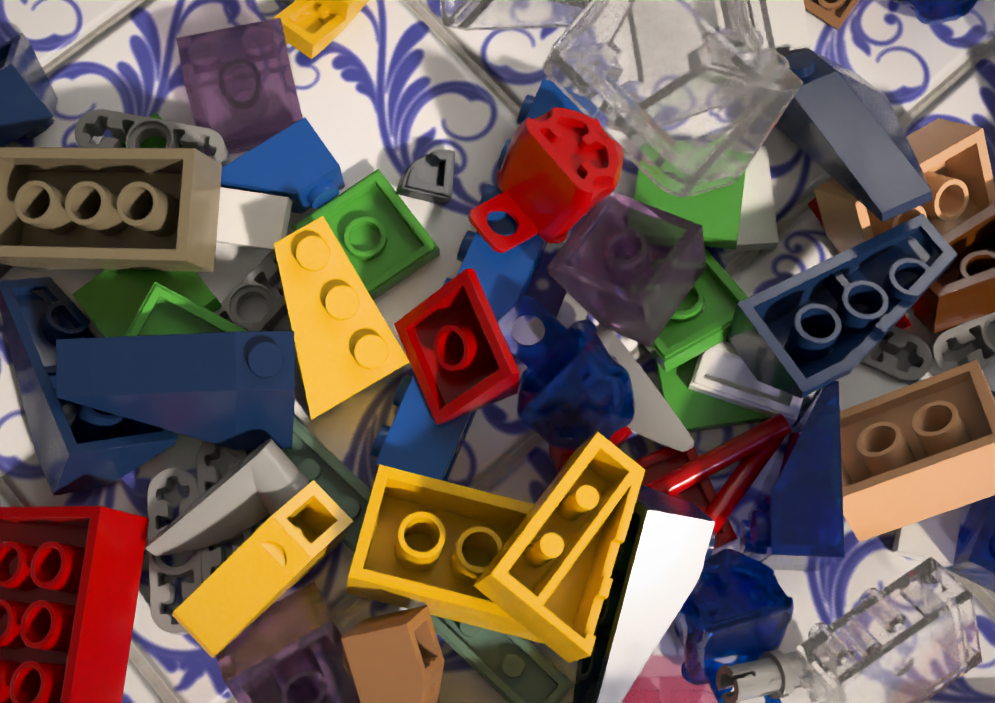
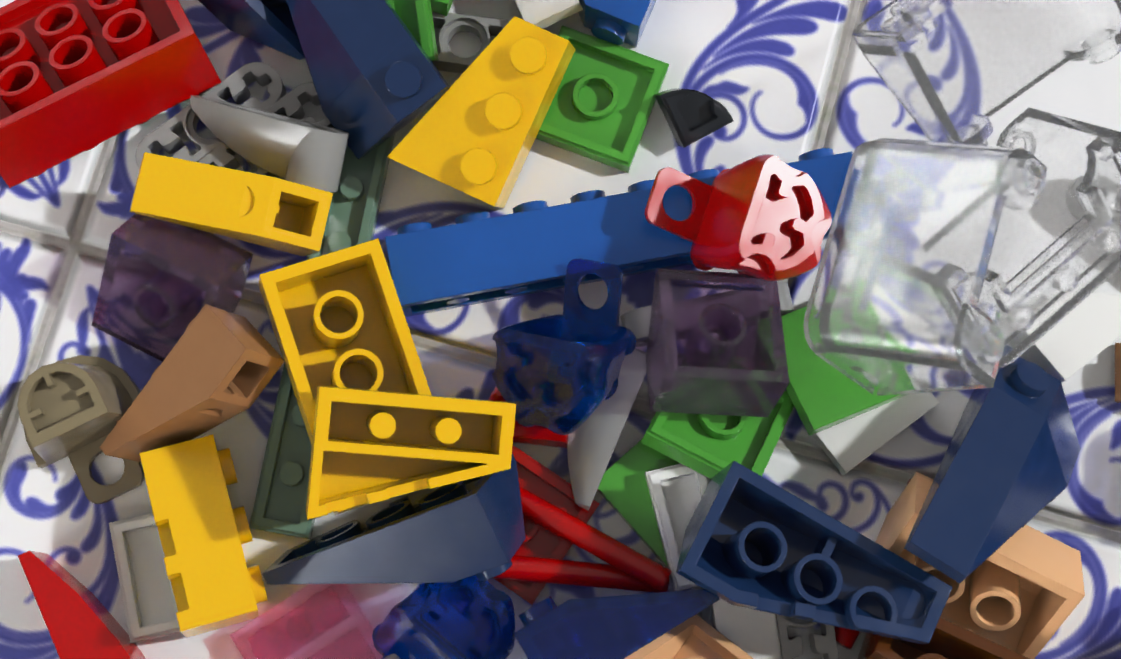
camera: 55 degrees right, 5 degrees up
(458, 350) = (529, 240): red slope -> none

